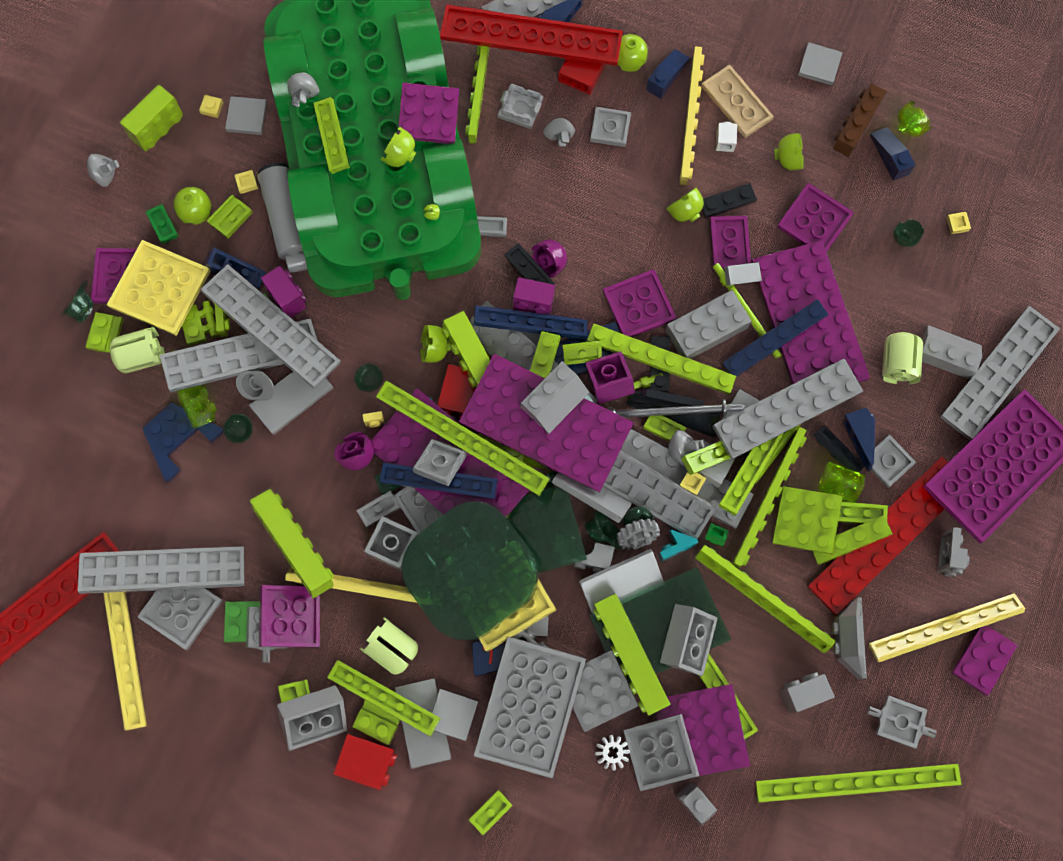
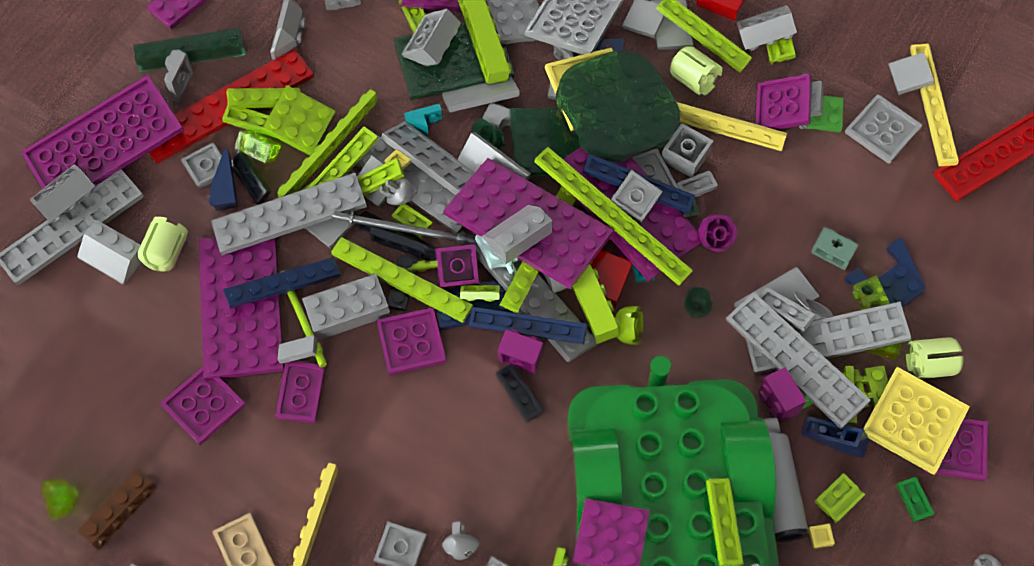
camera: 170 degrees left, 10 degrees down
(80, 306) = (999, 416): clear green piece -> none
(103, 331) = (971, 389): lime plate -> none
(146, 682) = (911, 73): none -> light grey tile
(161, 570) = (901, 153): light grey plate -> none
(192, 205) = (881, 517): lime cylinder -> none
(226, 450) = (826, 244): none -> sand green brick
(238, 428) = (830, 273): clear green hair -> none
(282, 376) = (788, 310): none -> light grey plate
(292, 544) = (780, 159): lime brick -> none
(373, 419) = (697, 264): light yellow plate -> none
(376, 723) = (713, 18): lime plate -> none
(400, 149) = (649, 485): lime cylinder -> none
(432, 212) = (619, 423): lime hinge -> none
(492, 226) = (554, 449): light grey tile -> none
(550, 256) = (494, 399): magenta cylinder -> none
(636, 514) = (455, 144): clear green hair -> none
(638, 534) = (458, 125): light grey gear -> none
(687, 206) = (338, 434): lime cylinder -> none
(716, 534) = (384, 121): green plate -> none
(726, 137) = (273, 512): white brick -> none
(728, 200) = (290, 441): black plate -> none
(765, 599) = (359, 72): lime plate -> none
(790, 152) = (207, 479): lime cylinder -> none
(893, 153) = (94, 467): dark blue slope -> none
(908, 233) = (109, 372): clear green hair -> none
(946, 627) = (195, 26): light yellow tile -> none
(950, 592) = (197, 48): none -> clear green brick
(958, 223) = (52, 379): light yellow plate -> none
(1020, 395) = (62, 193): none -> light grey slope

